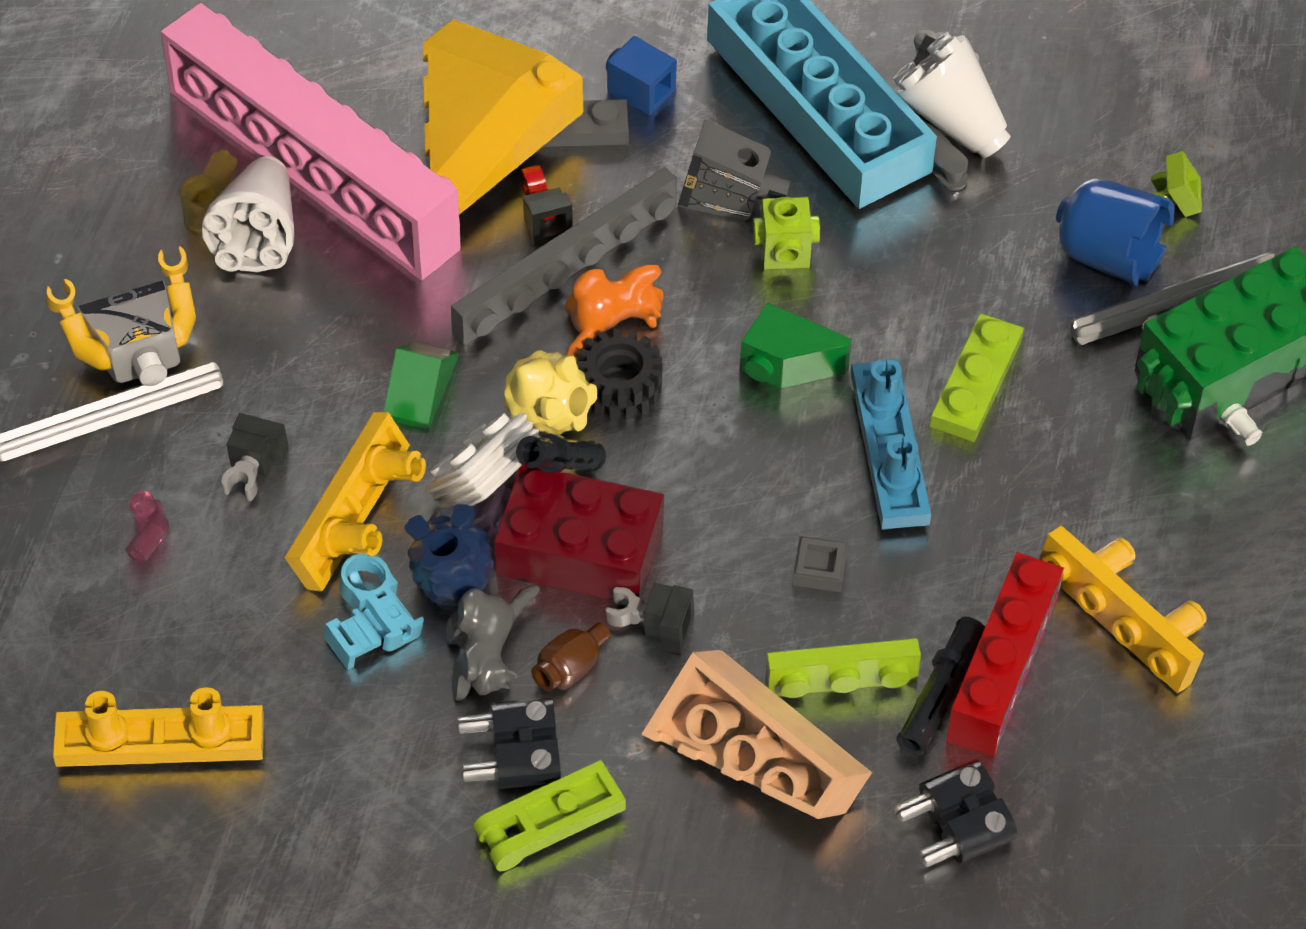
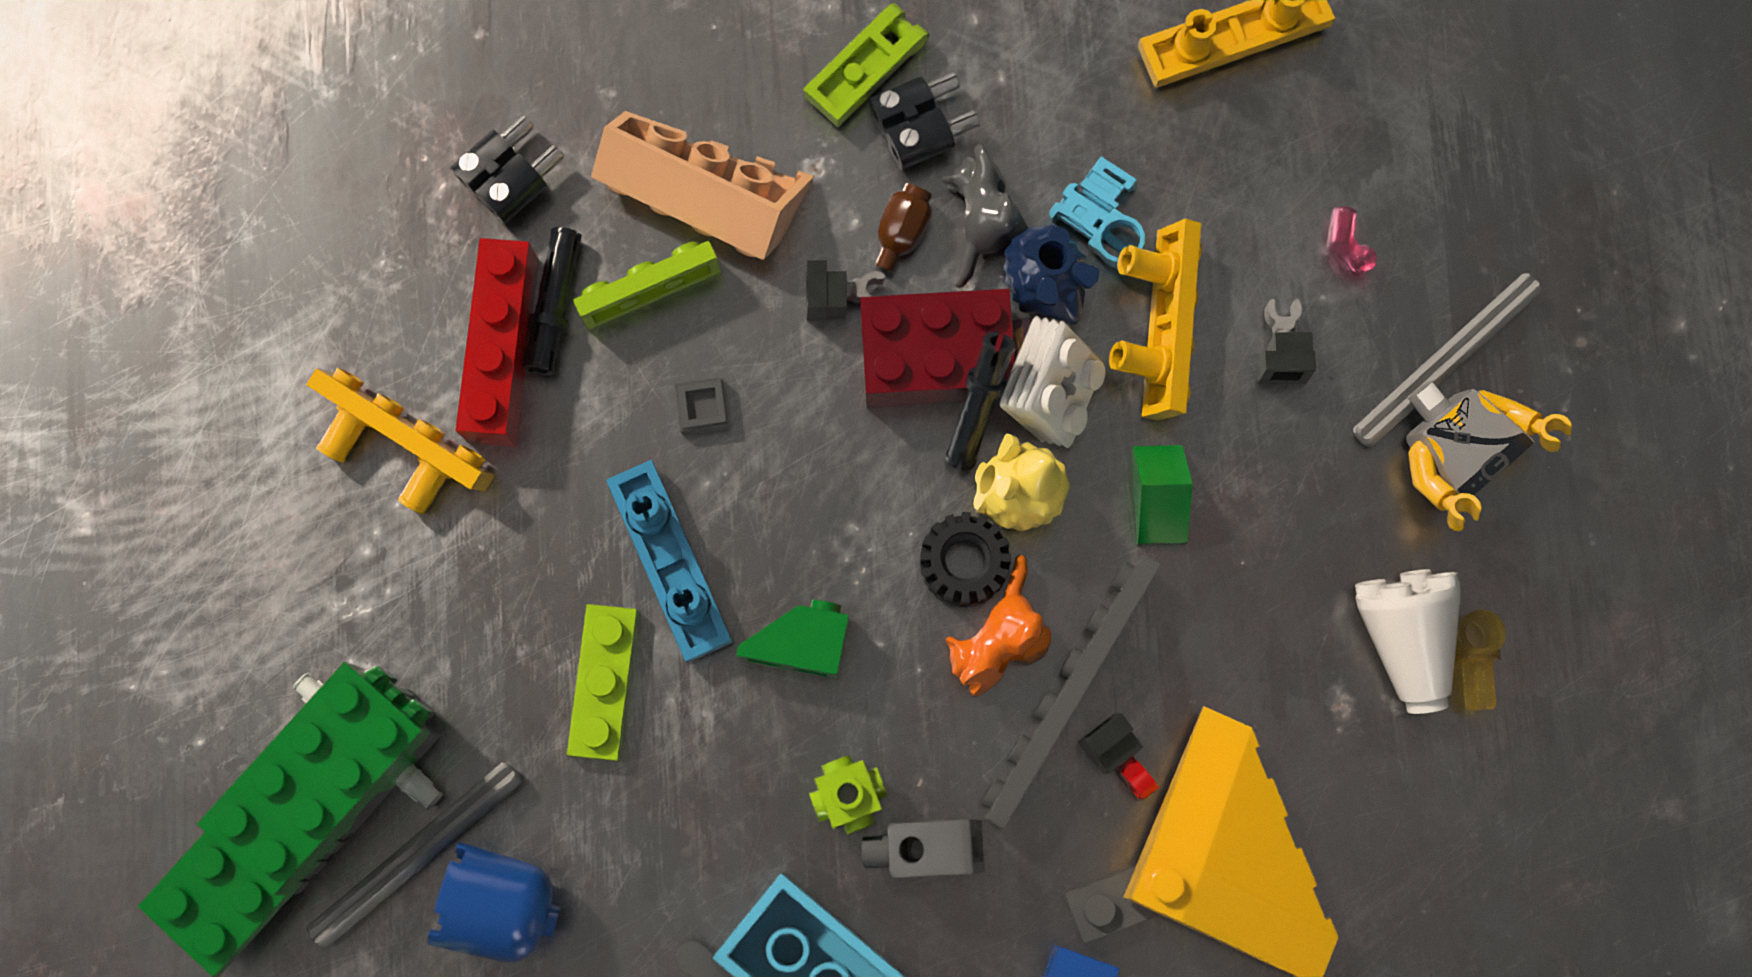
camera: 165 degrees right, 25 degrees up
(321, 143) = (1406, 744): bright pink brick -> none

